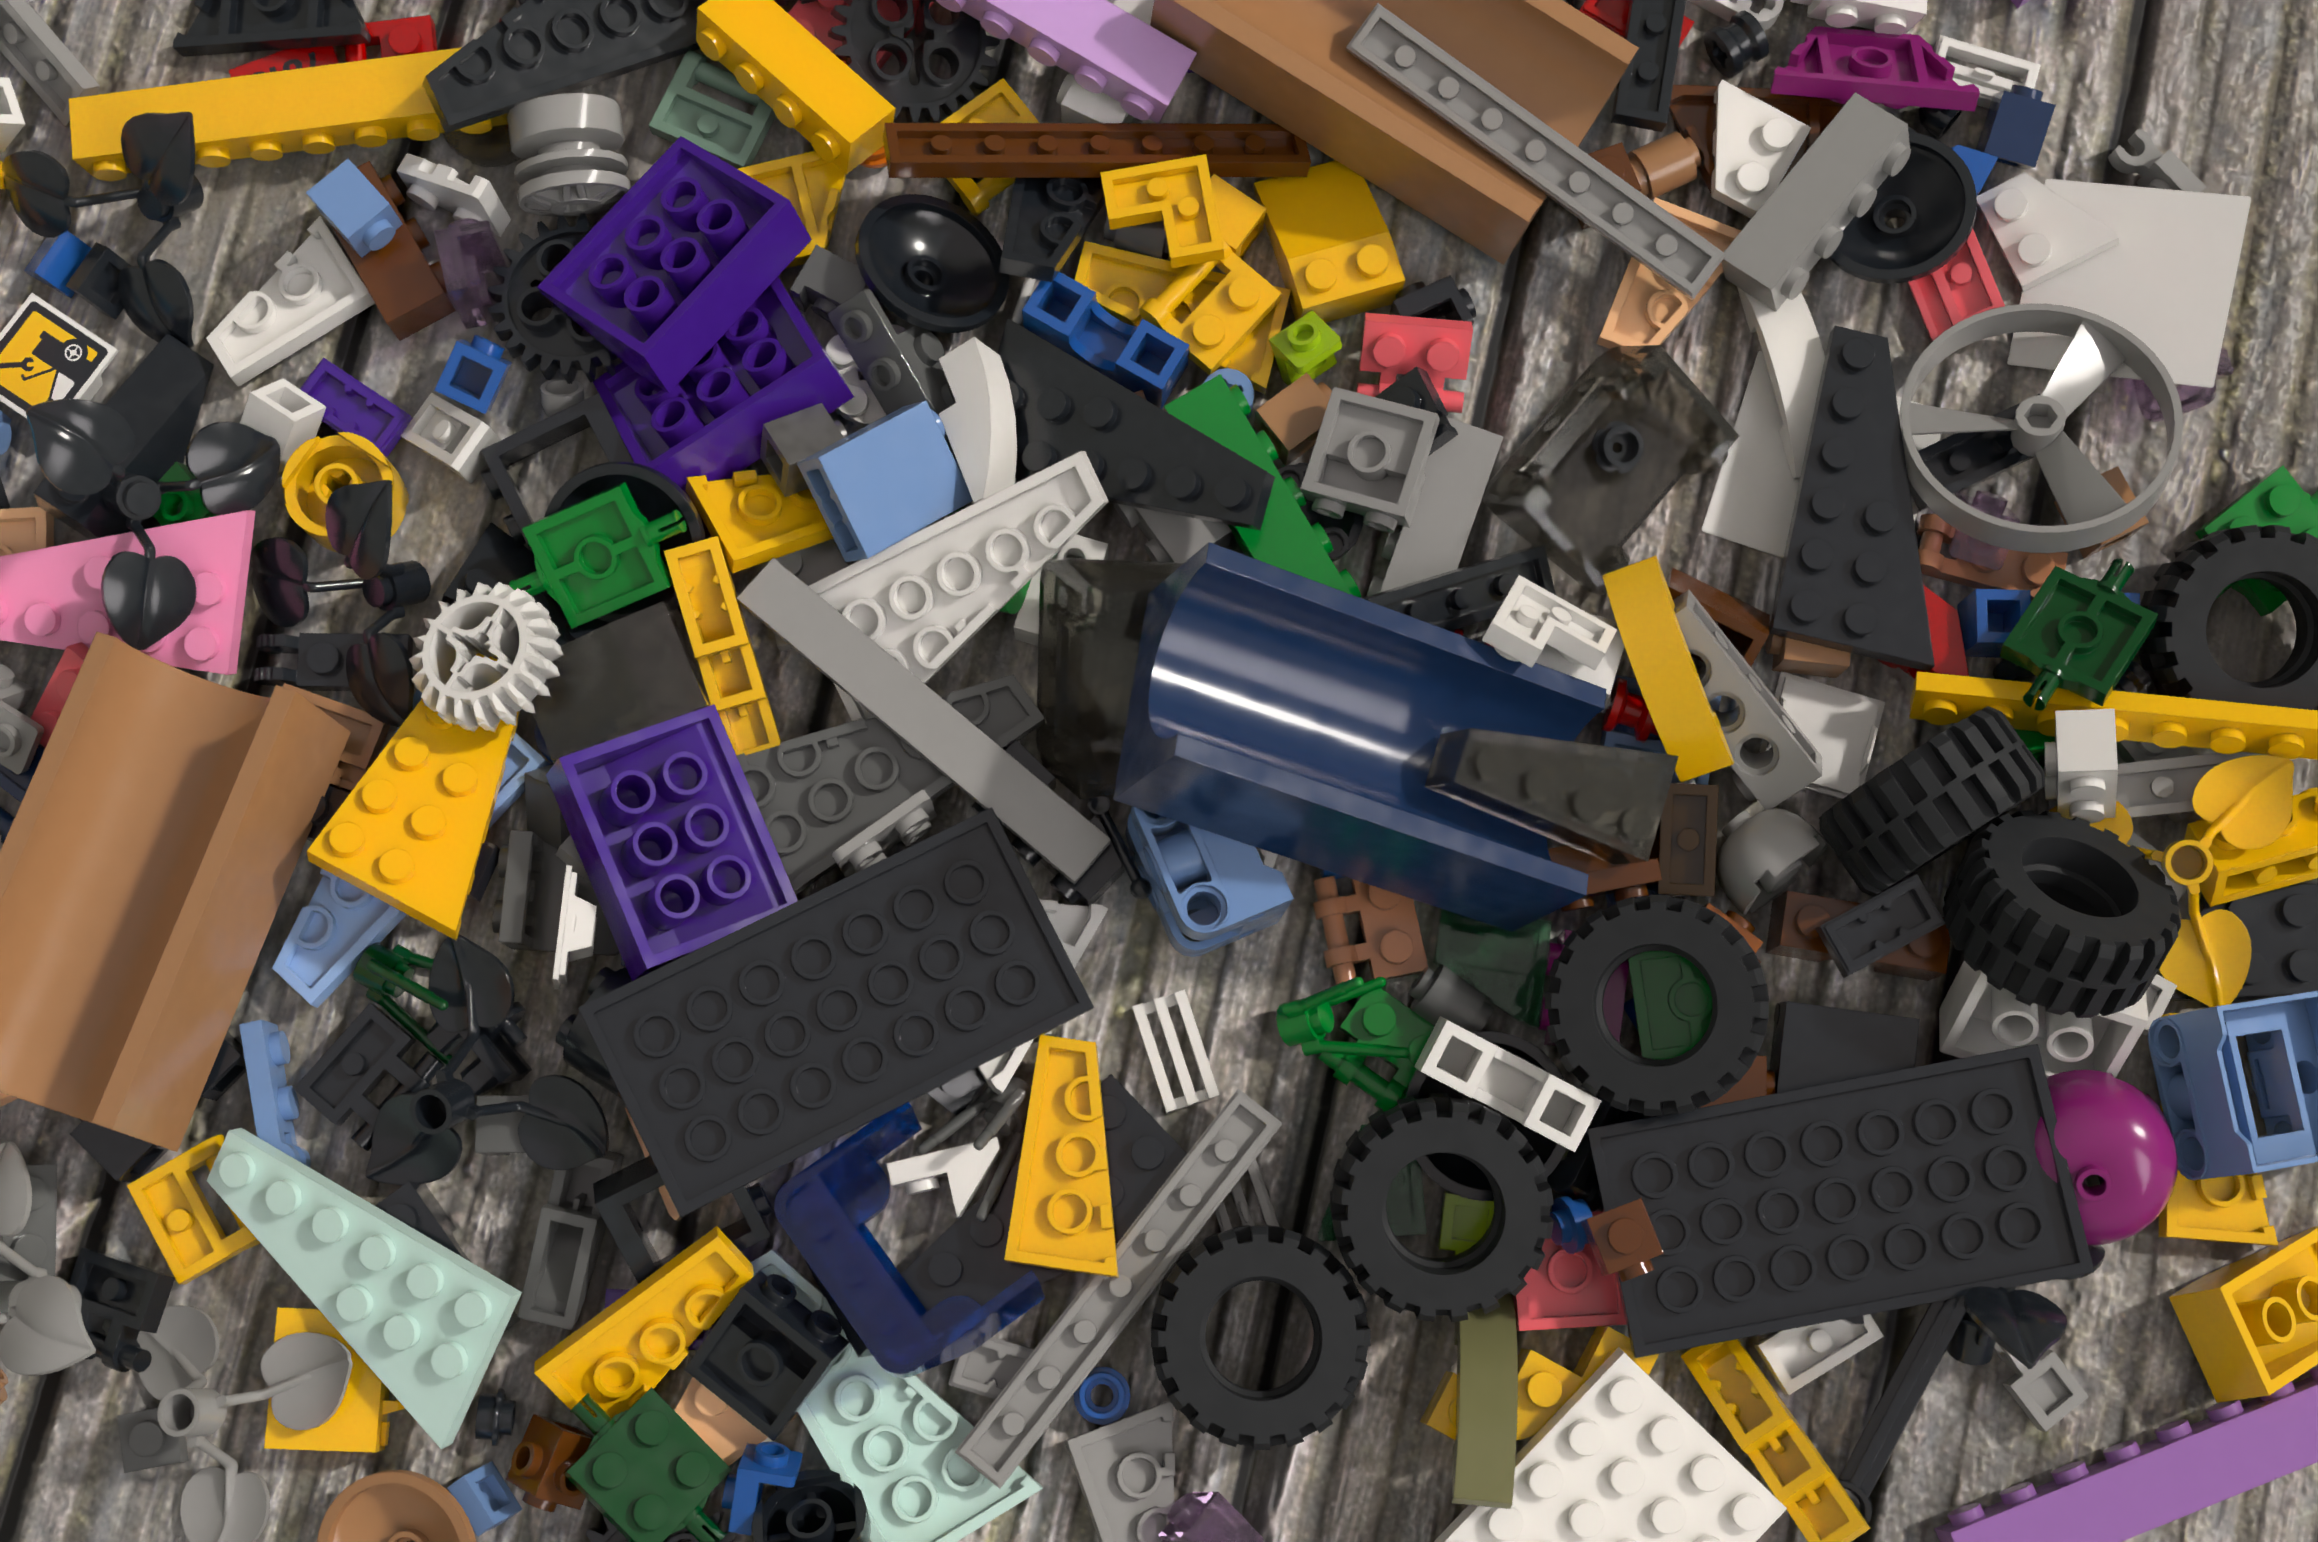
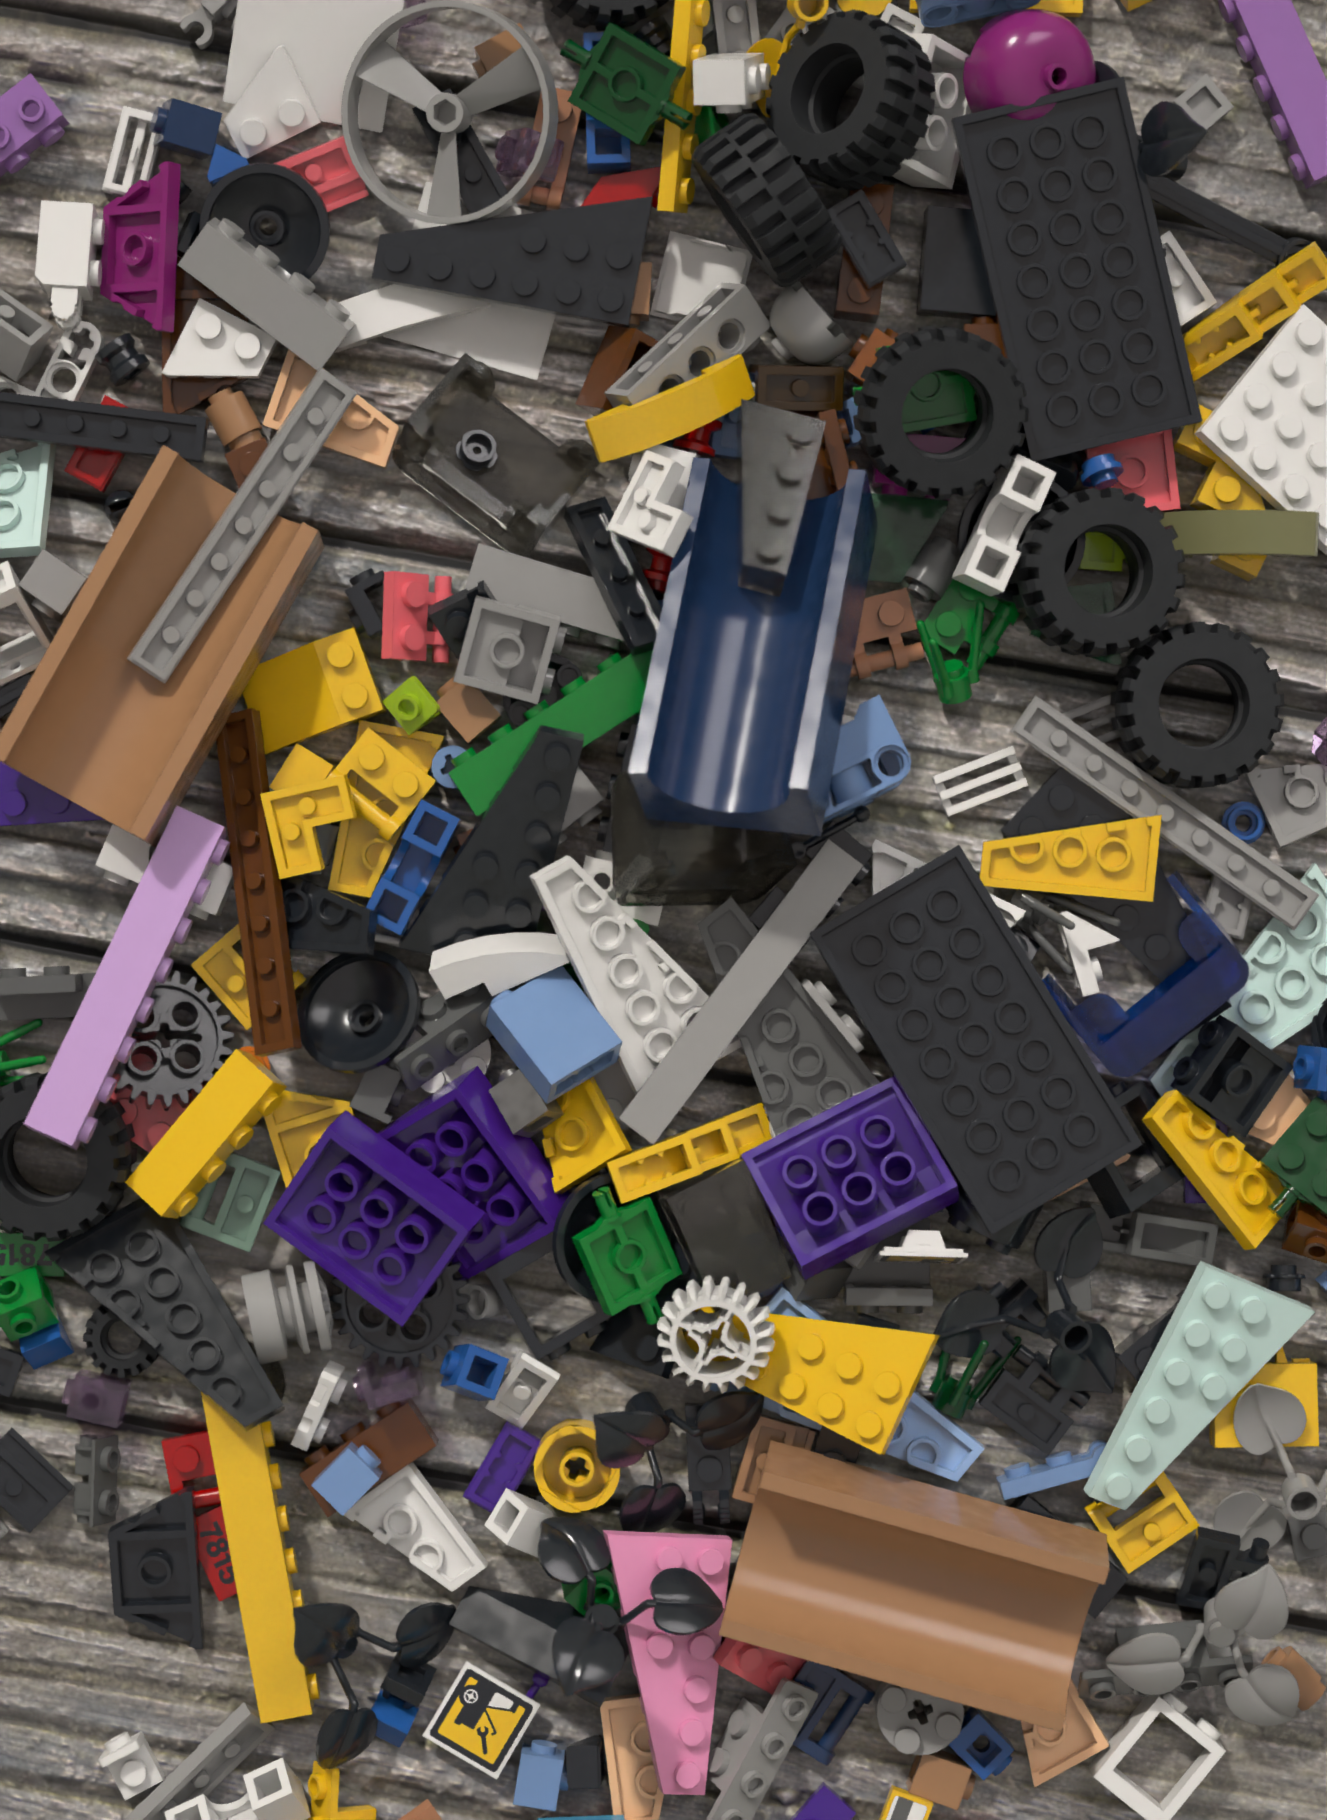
camera: 90 degrees left, 10 degrees up
(1623, 1240) = (1119, 434): reddish brown brick -> none

